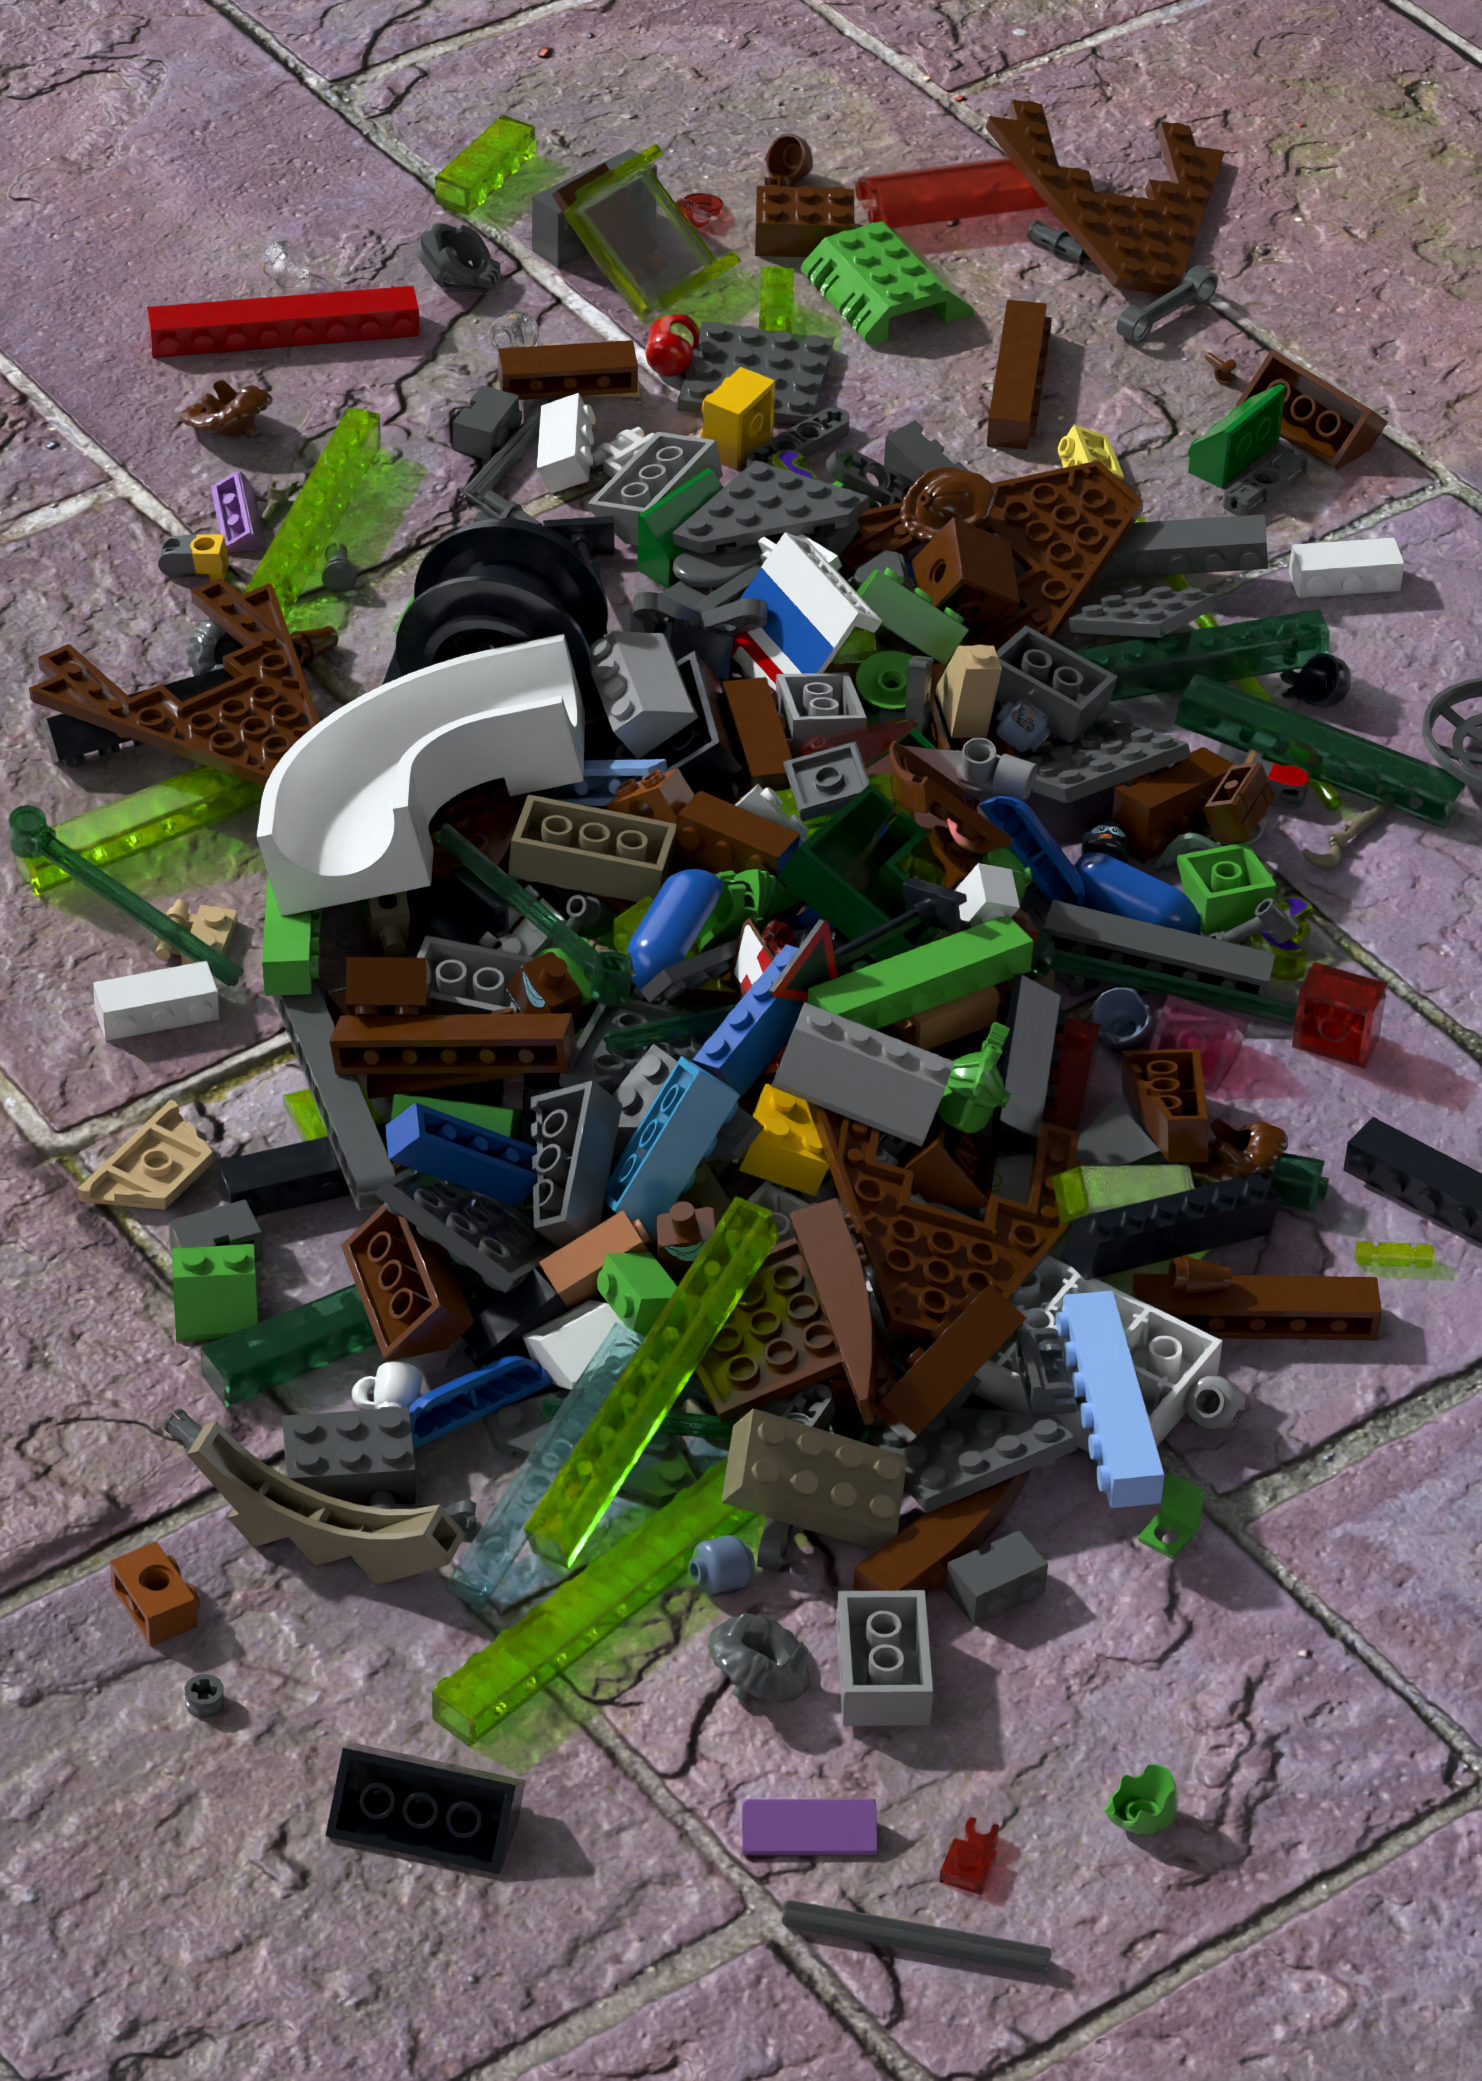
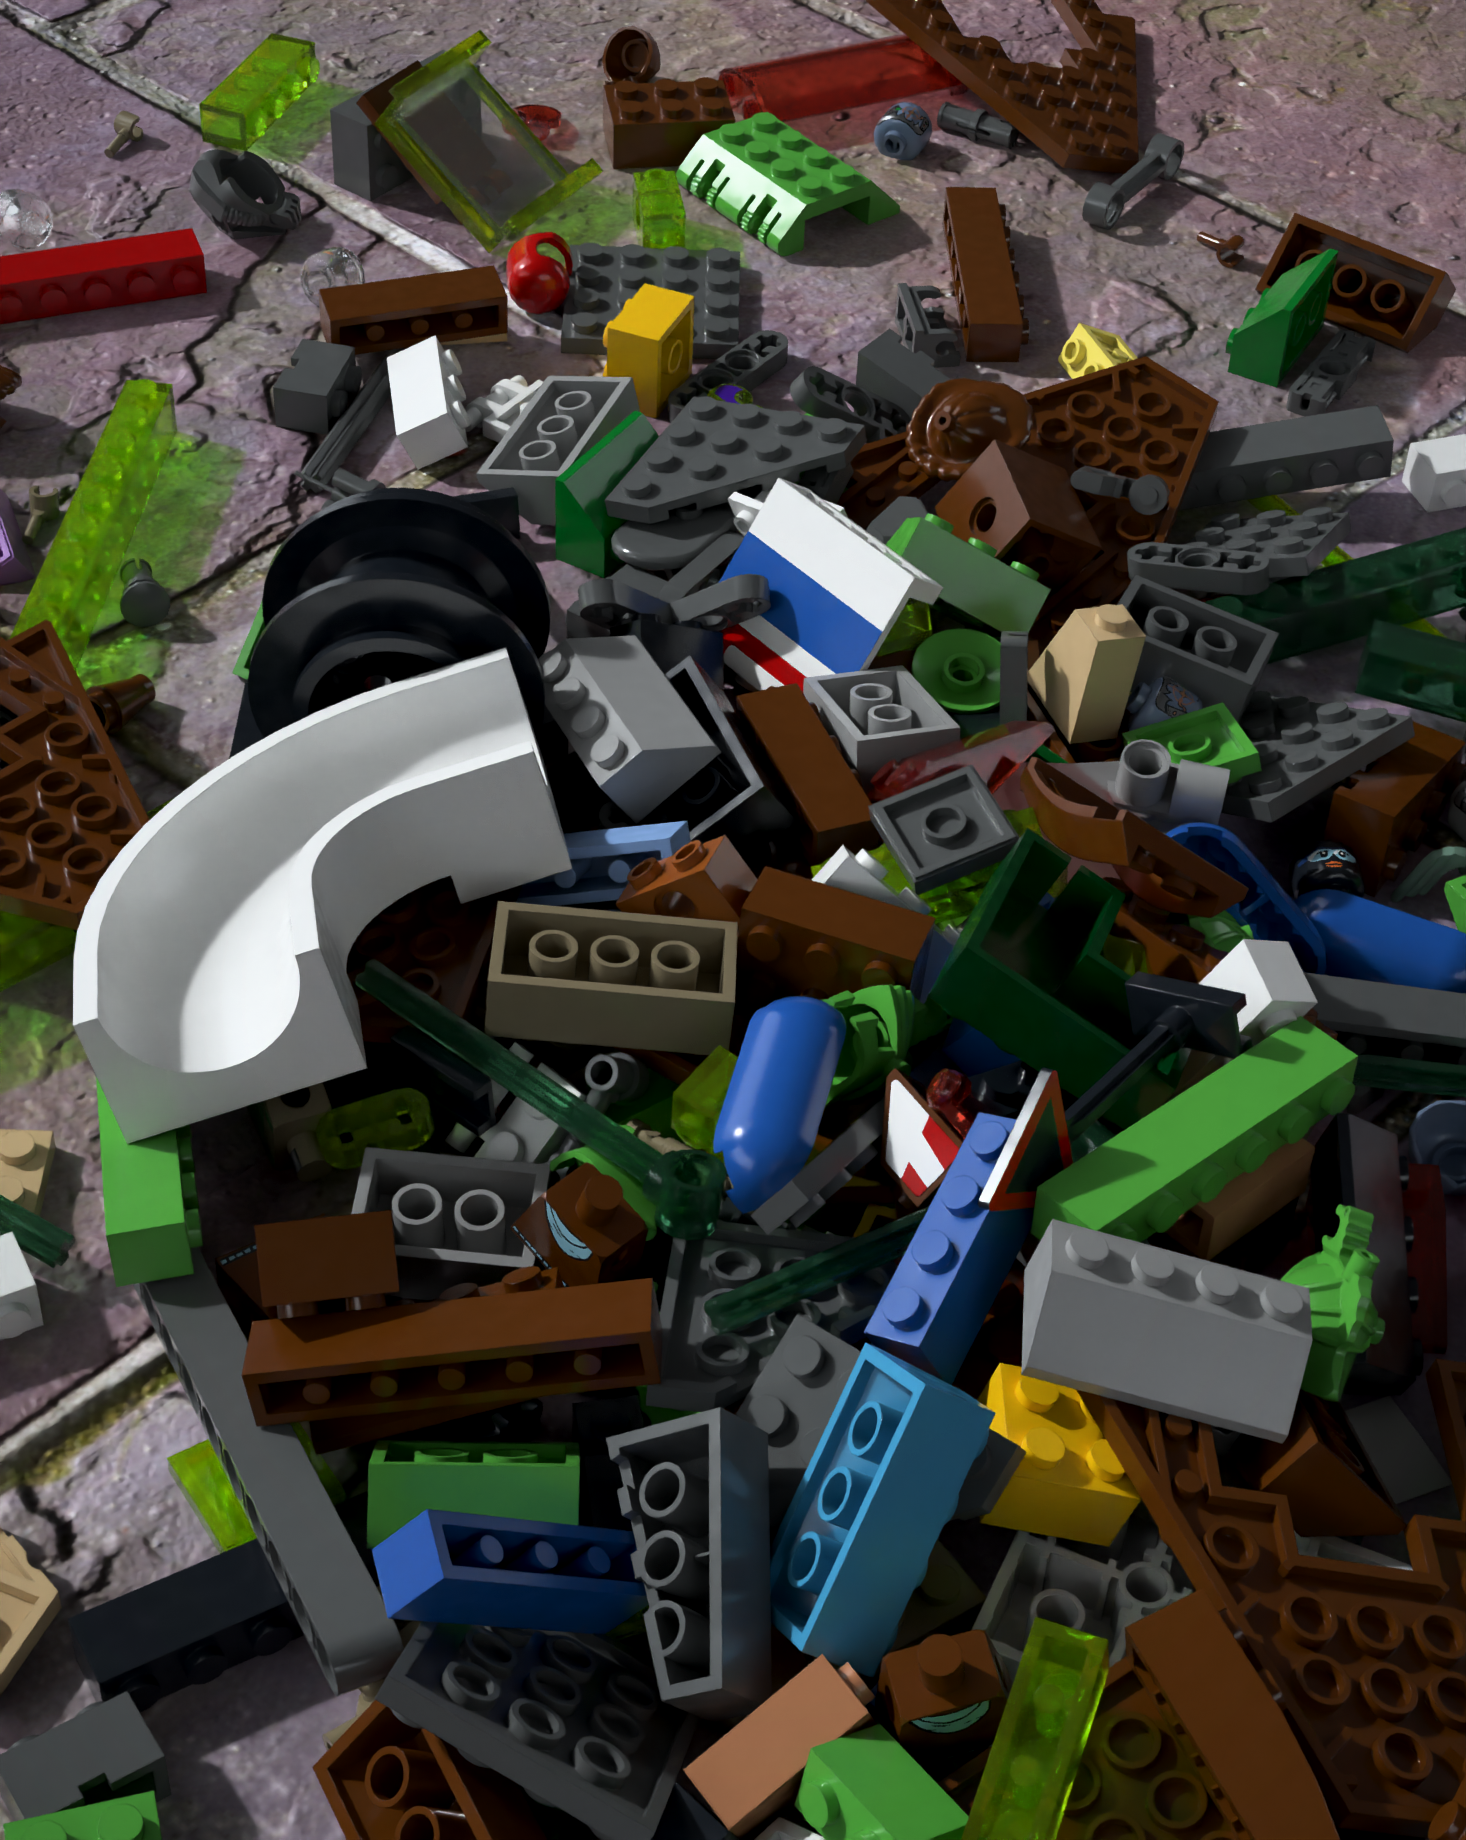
camera: 10 degrees left, 0 degrees up
(377, 189) = (125, 128): none -> dark tan hand
(434, 923) = (375, 1125): none -> clear neon green beam
(960, 416) = (925, 327): none -> dark grey hinge
(994, 244) = (903, 131): none -> sand blue head
(1033, 743) = (1204, 737): none -> bright green plate
(1064, 566) = (1146, 494): none -> dark grey piece
(1085, 624) = (1200, 568): none -> dark grey beam

